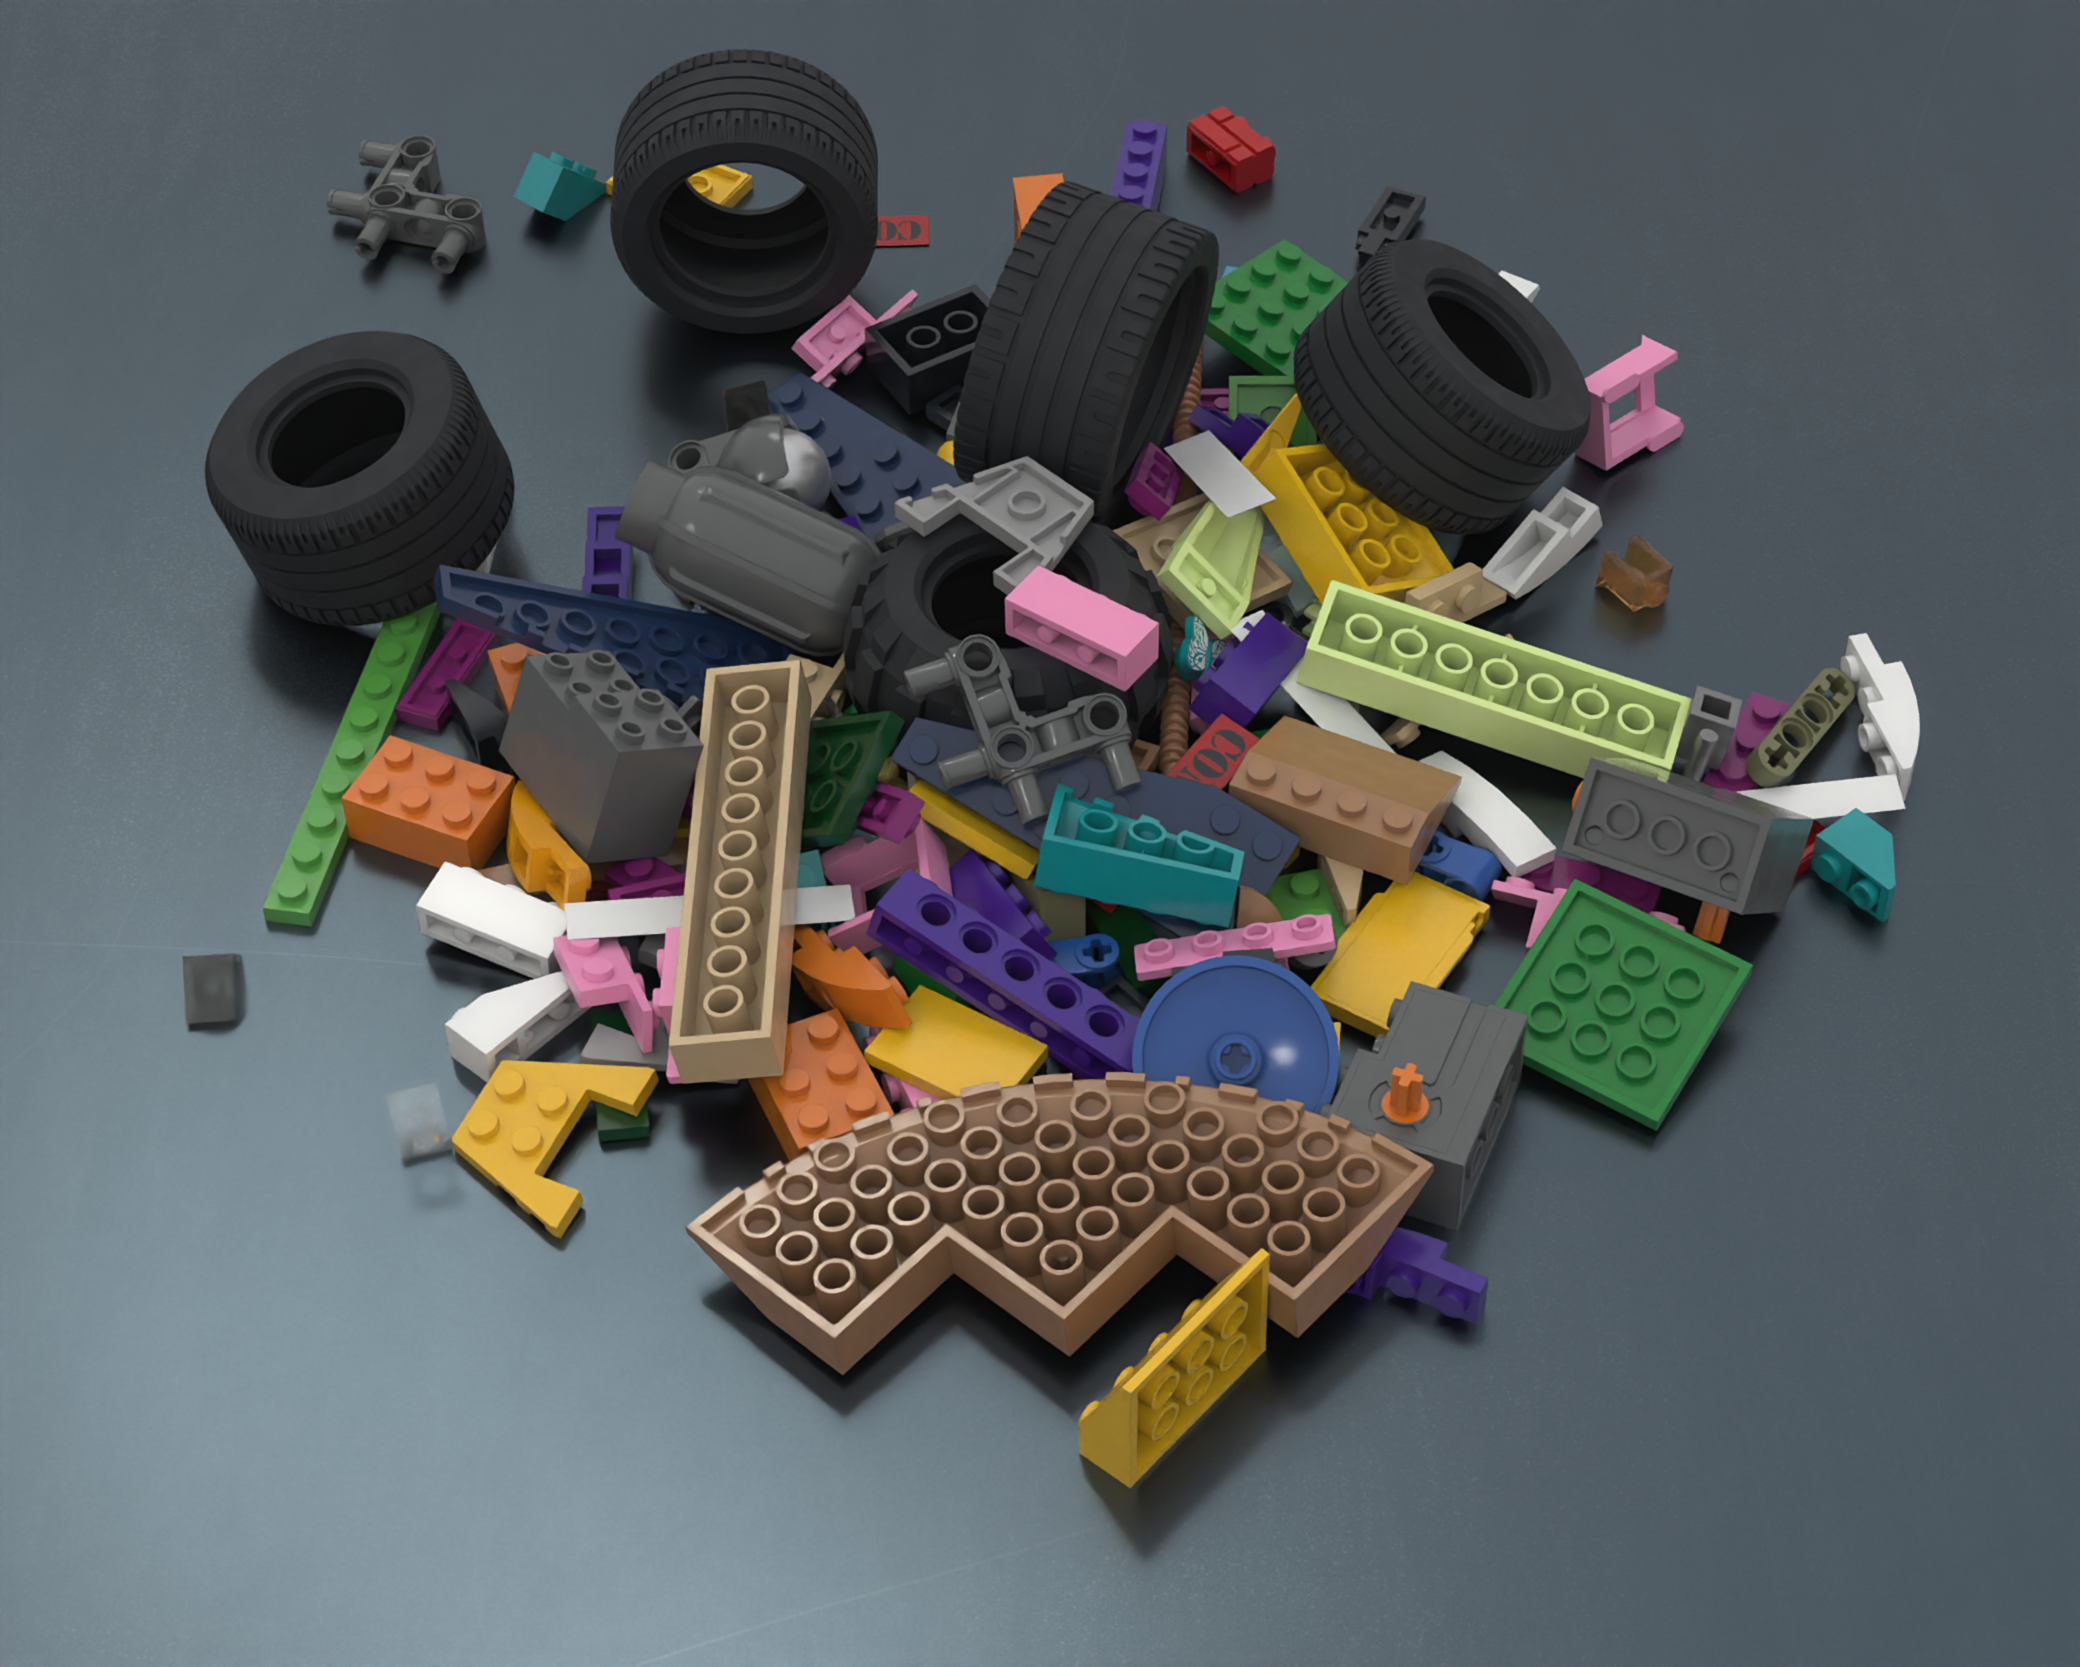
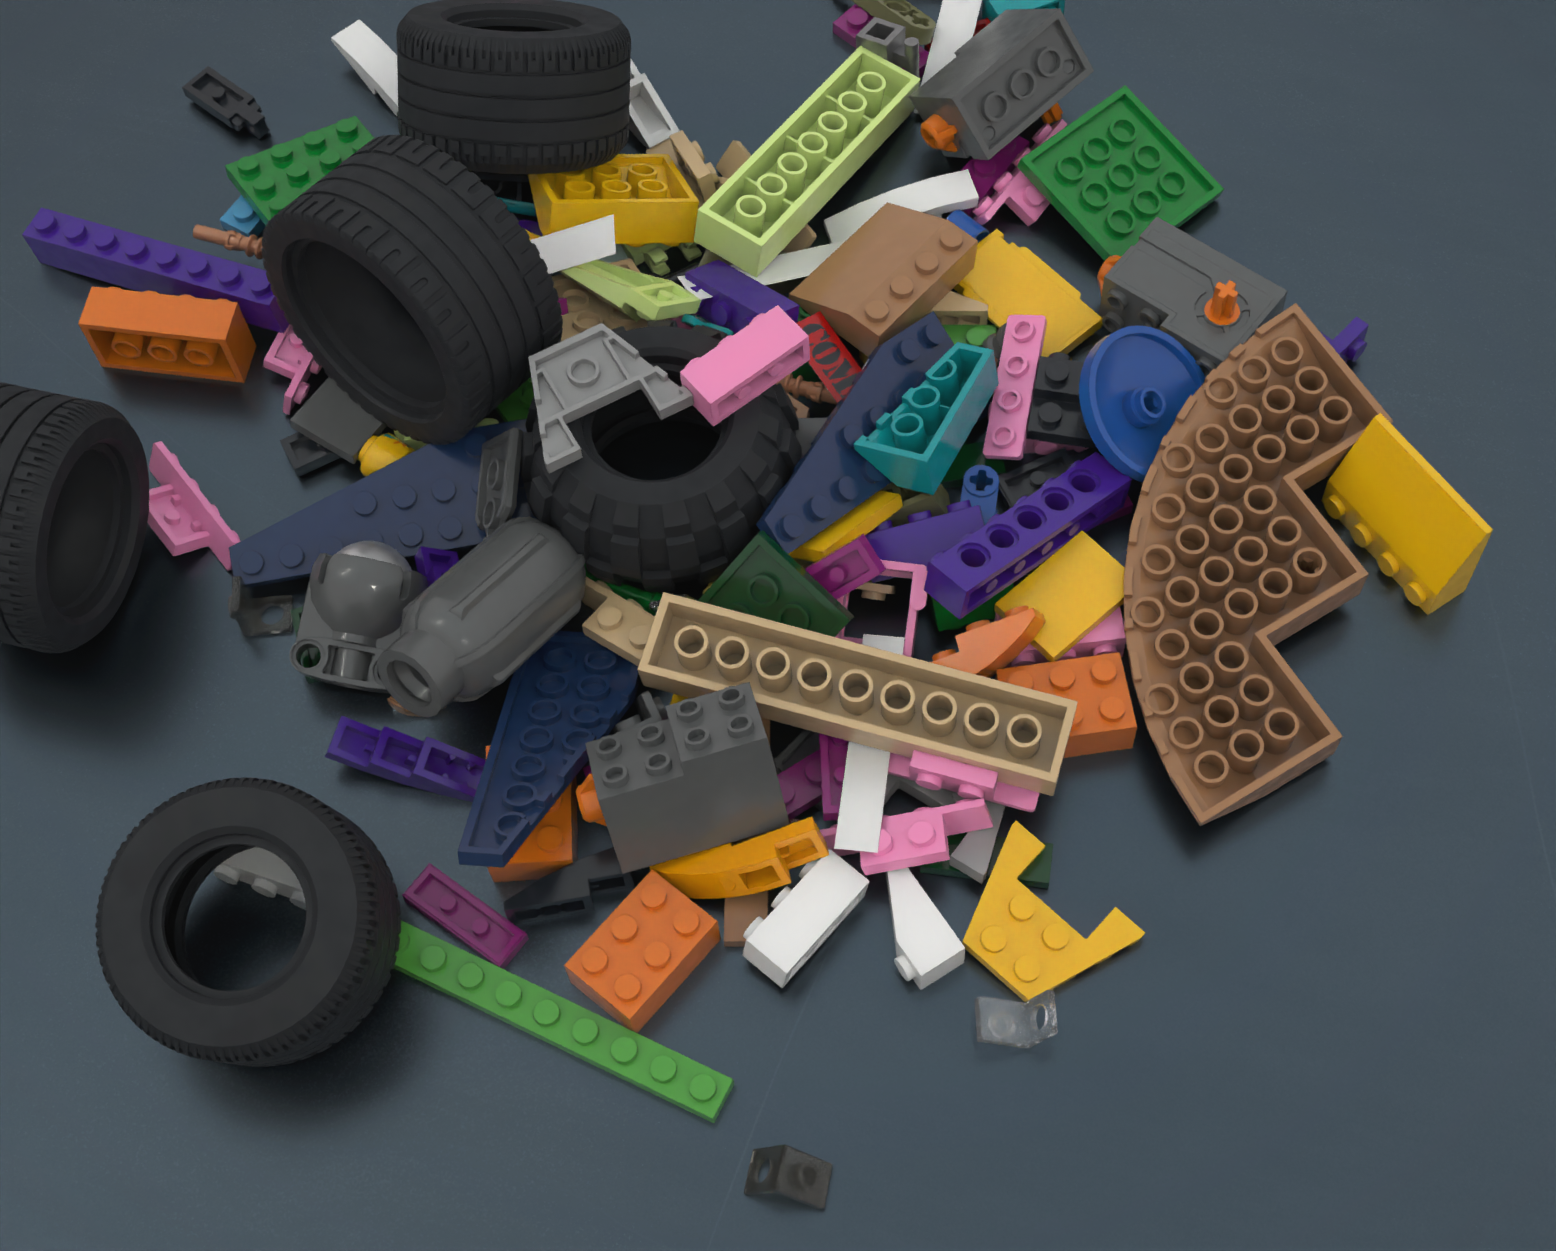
camera: 70 degrees left, 15 degrees up
(926, 347) = (237, 439): black brick -> none
(1044, 739) = (820, 453): dark grey pin -> none
(1231, 149) = (77, 179): red brick -> none
(1639, 578) = (692, 53): clear orange window -> none

